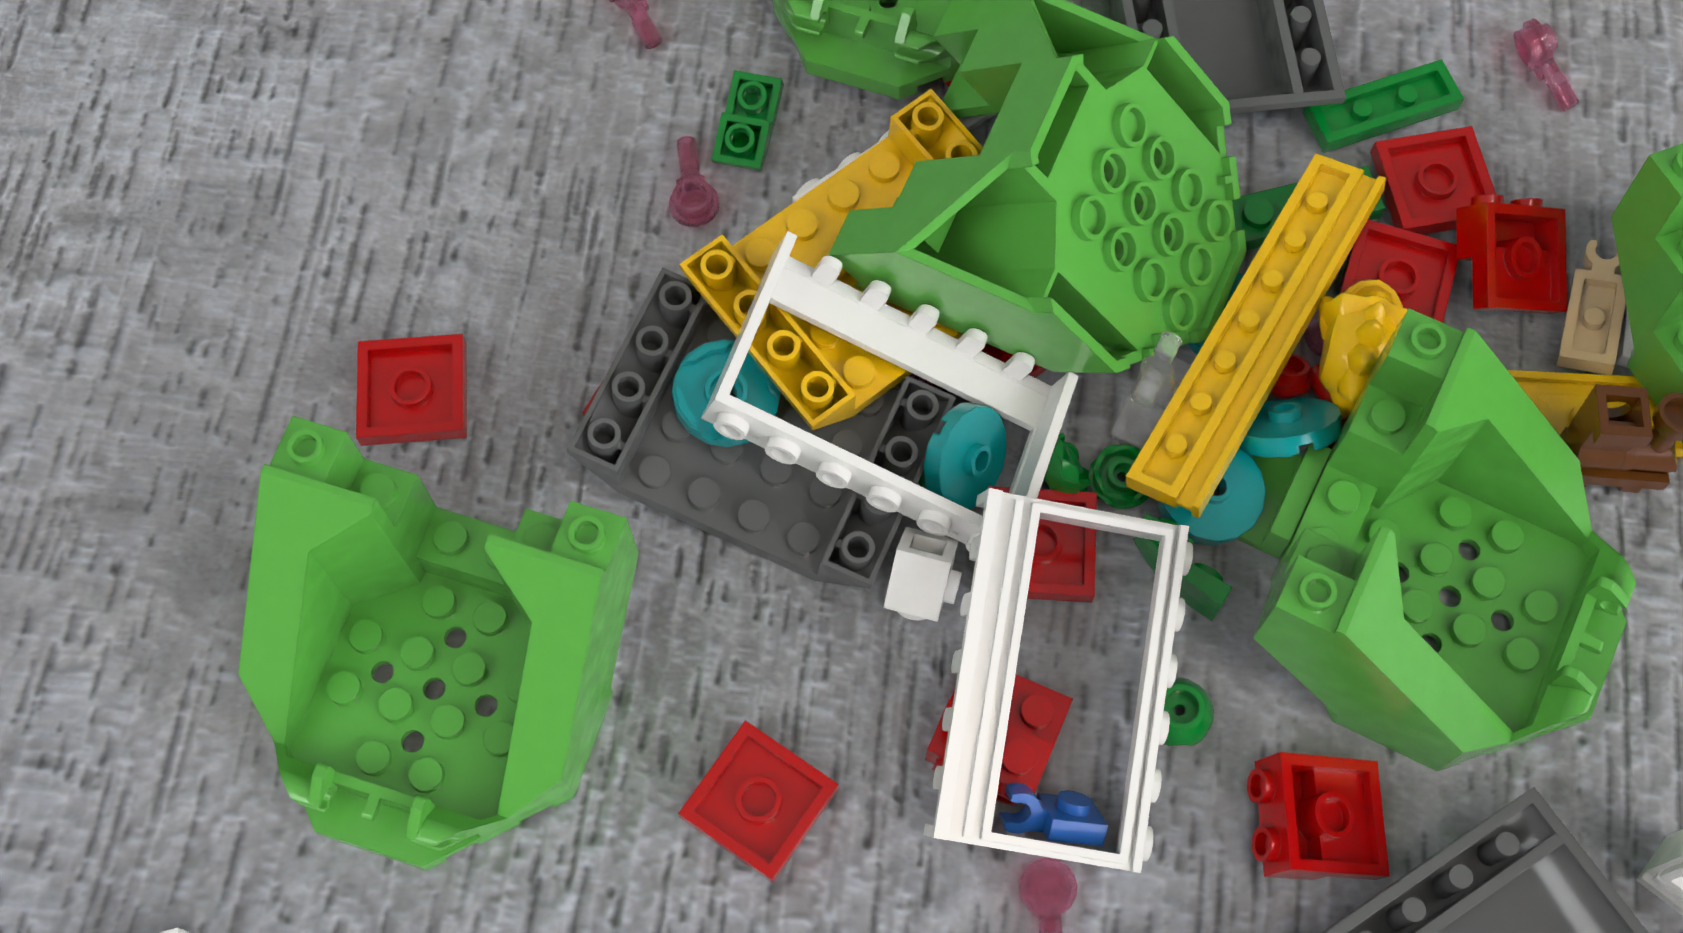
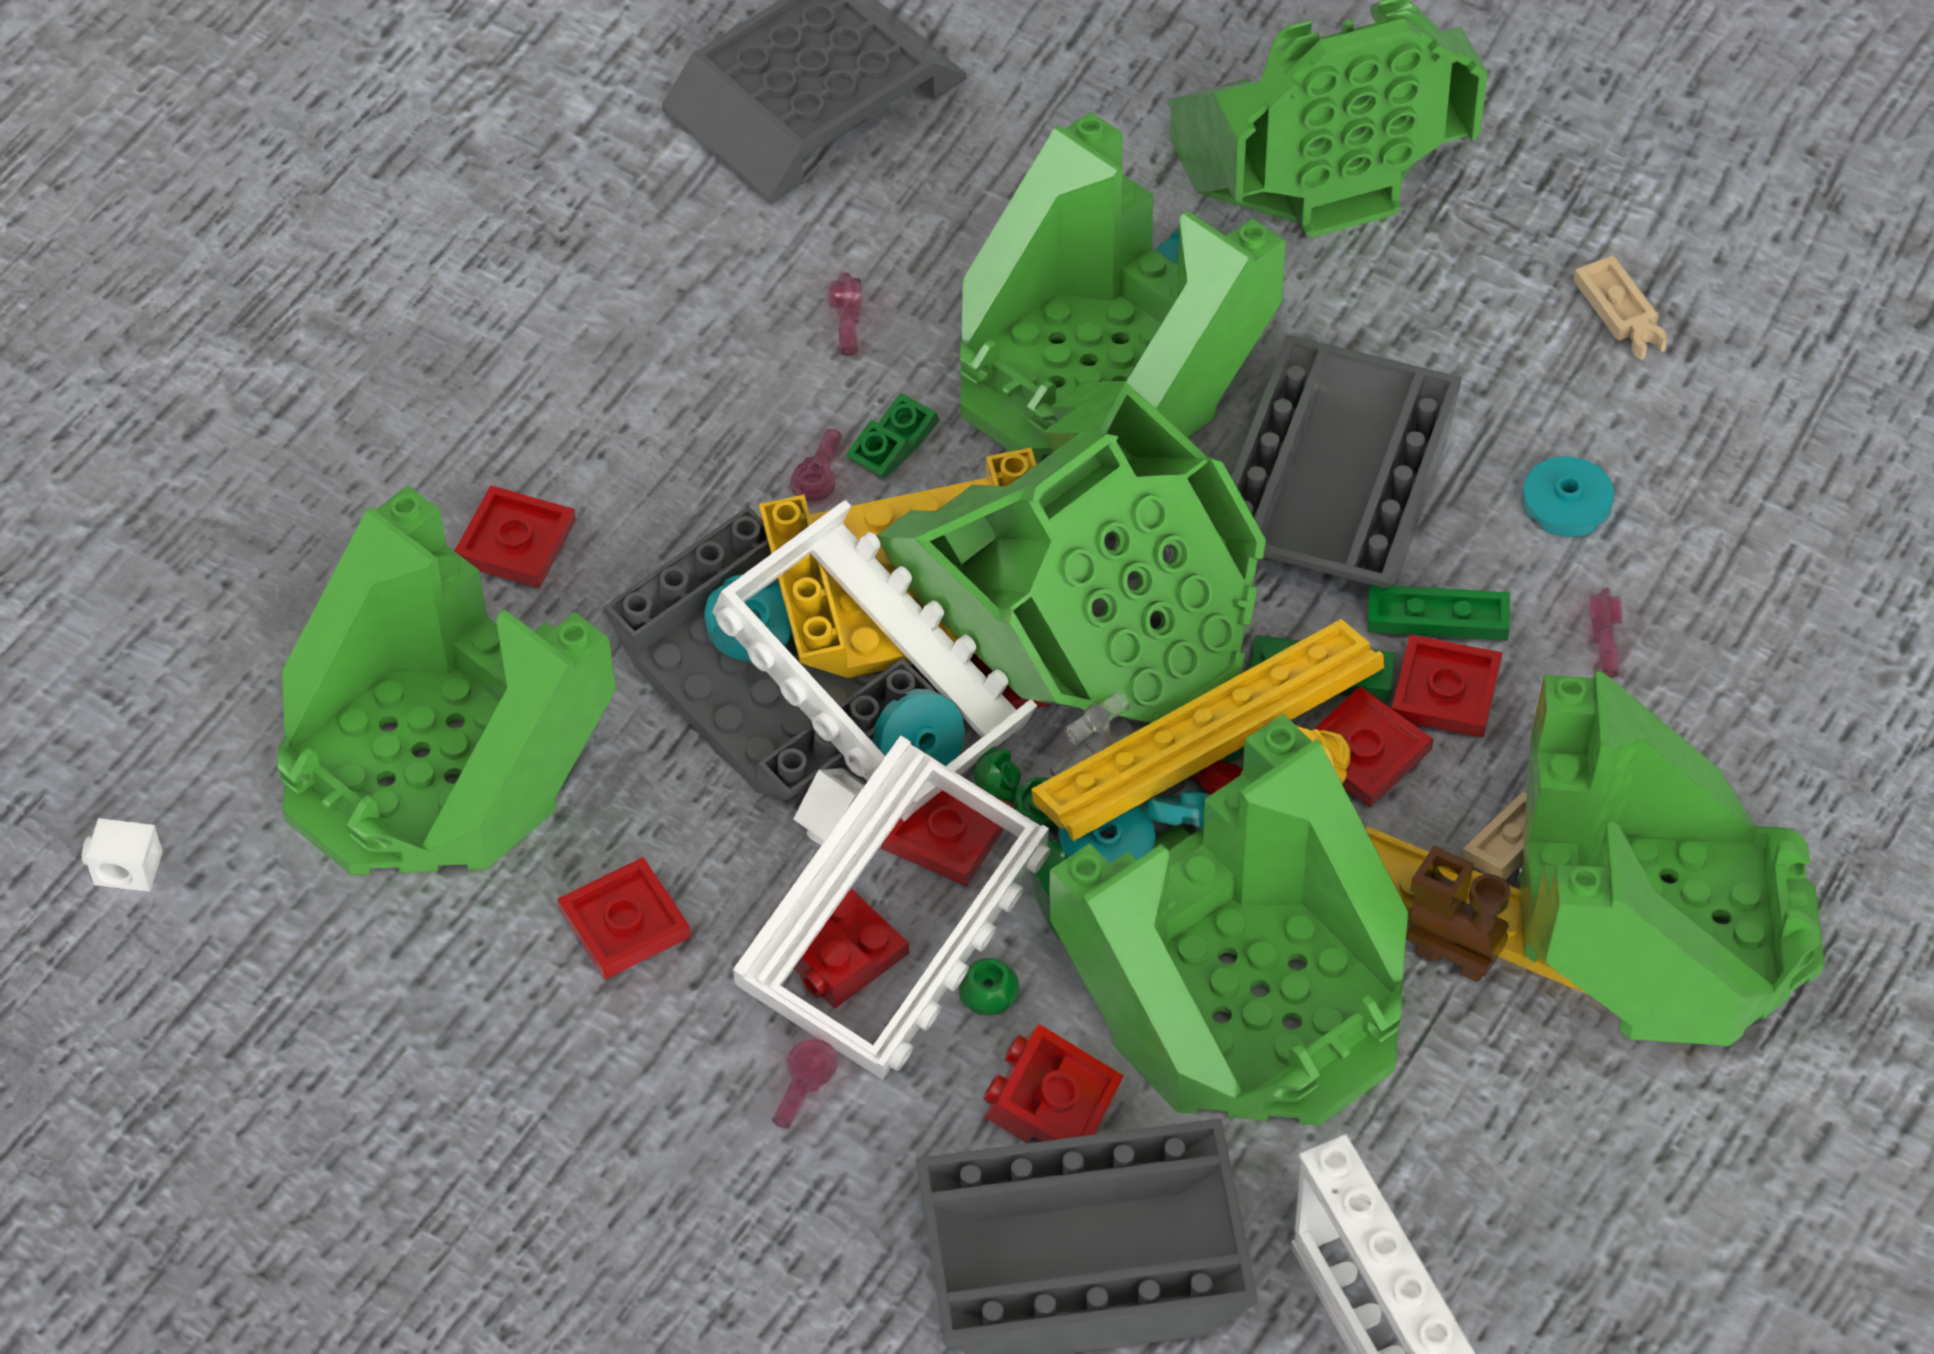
camera: 25 degrees right, 15 degrees down
(1061, 817) = (852, 1011): blue plate -> none
(1514, 254) = (1468, 758): red plate -> none

